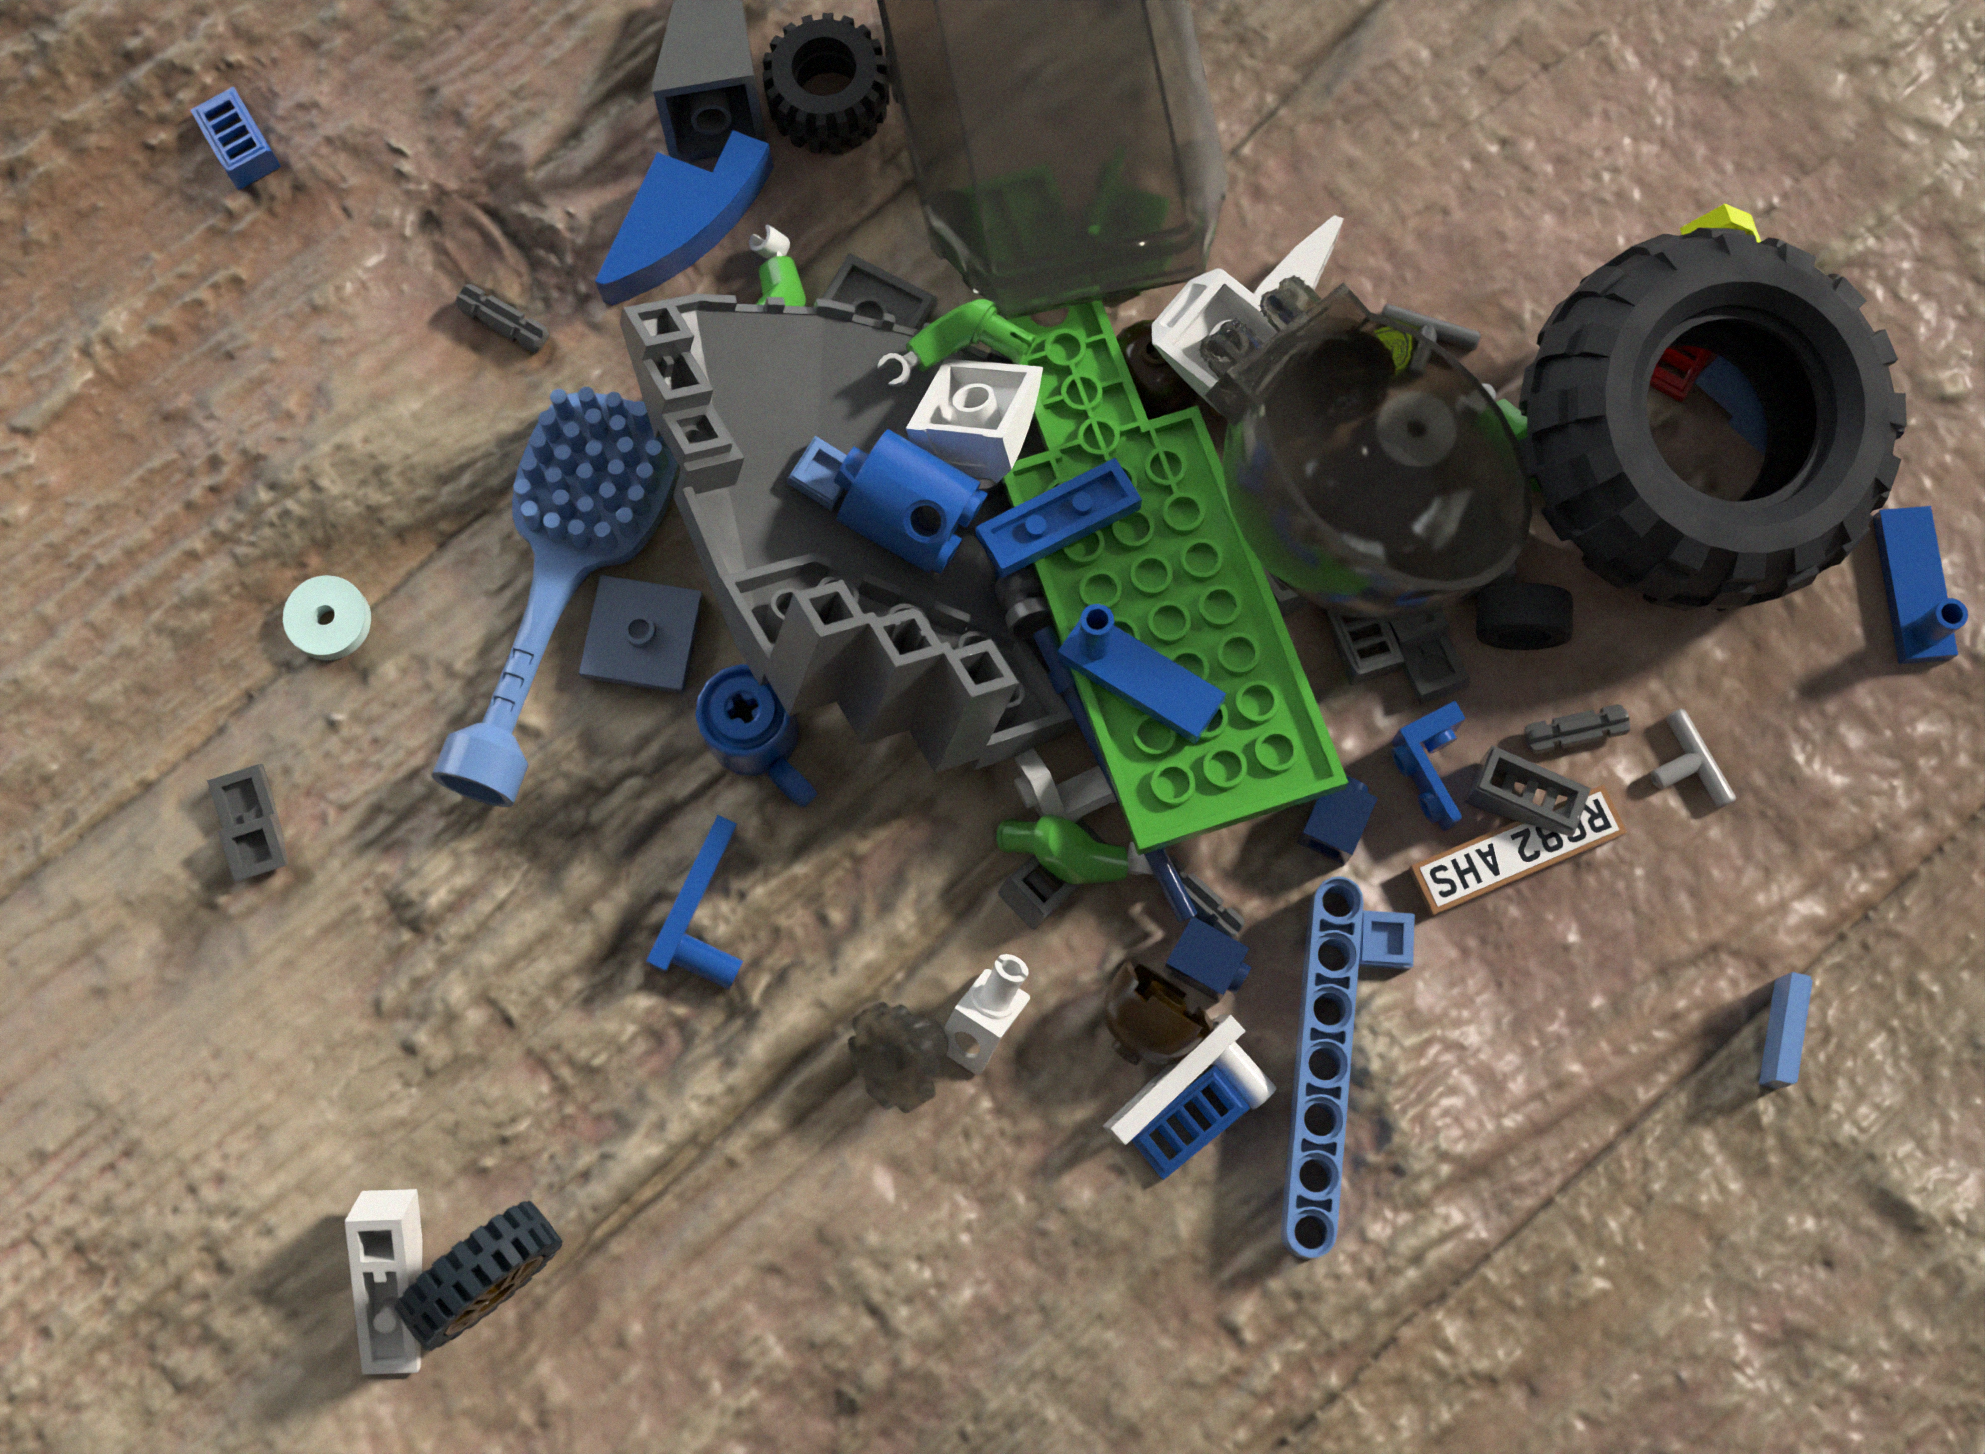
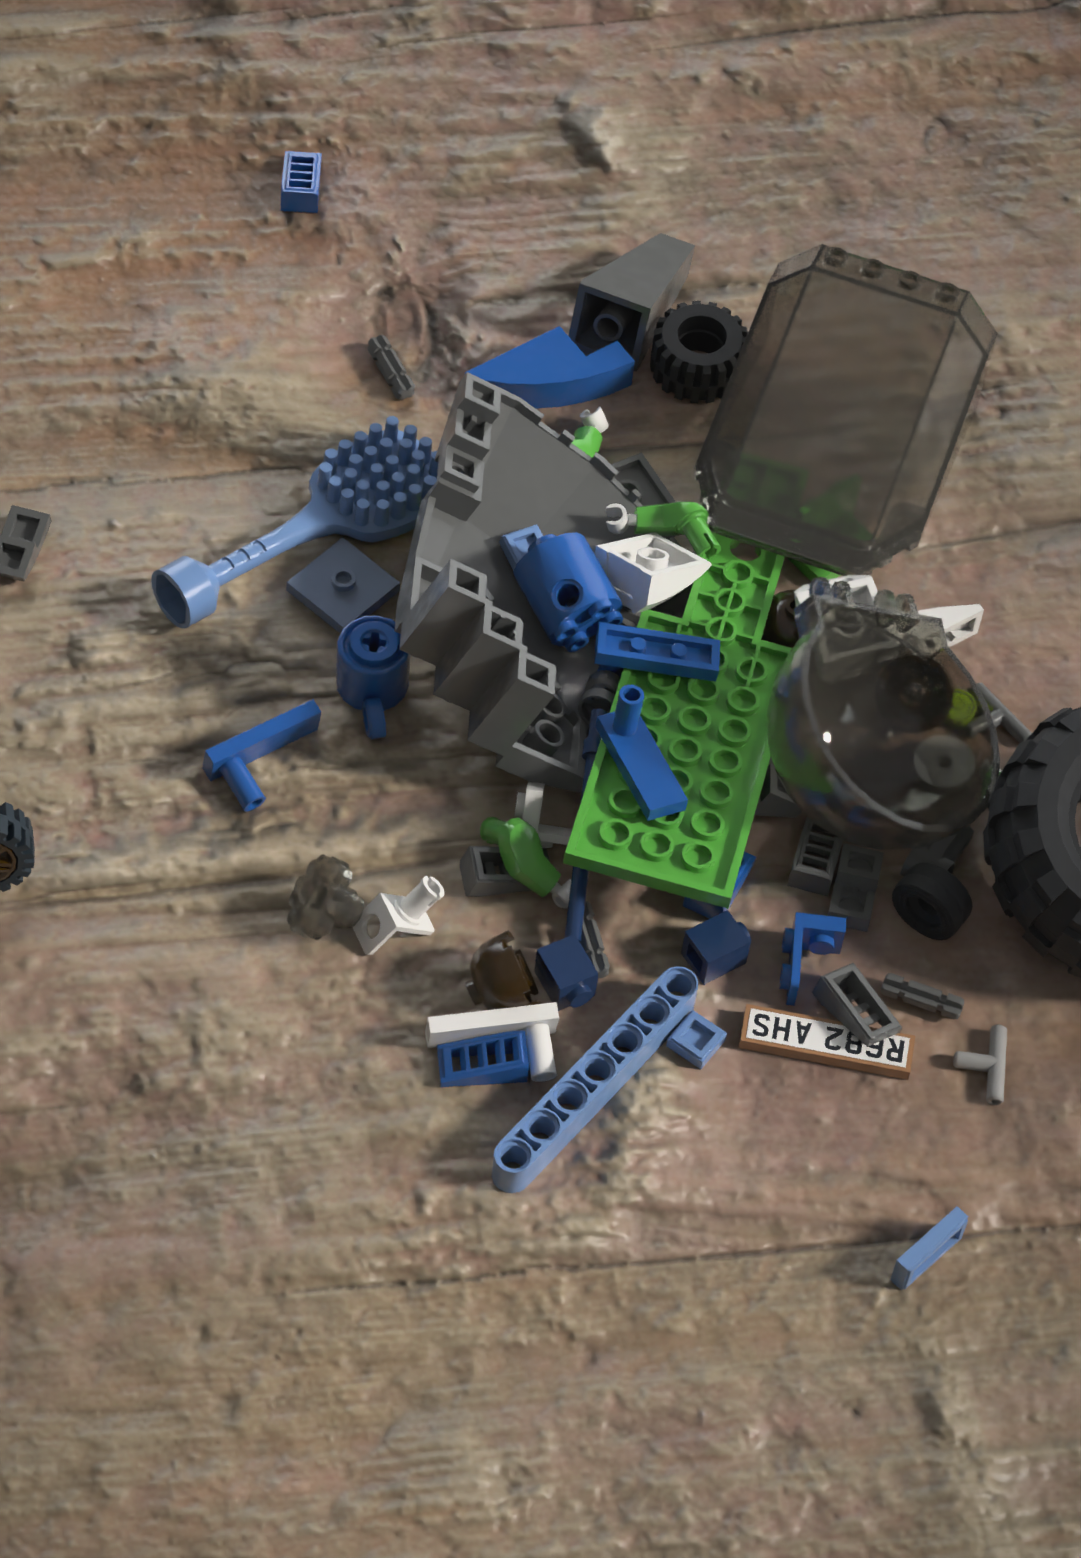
camera: 25 degrees right, 20 degrees down
(315, 598) = (153, 479): light aqua piece -> none

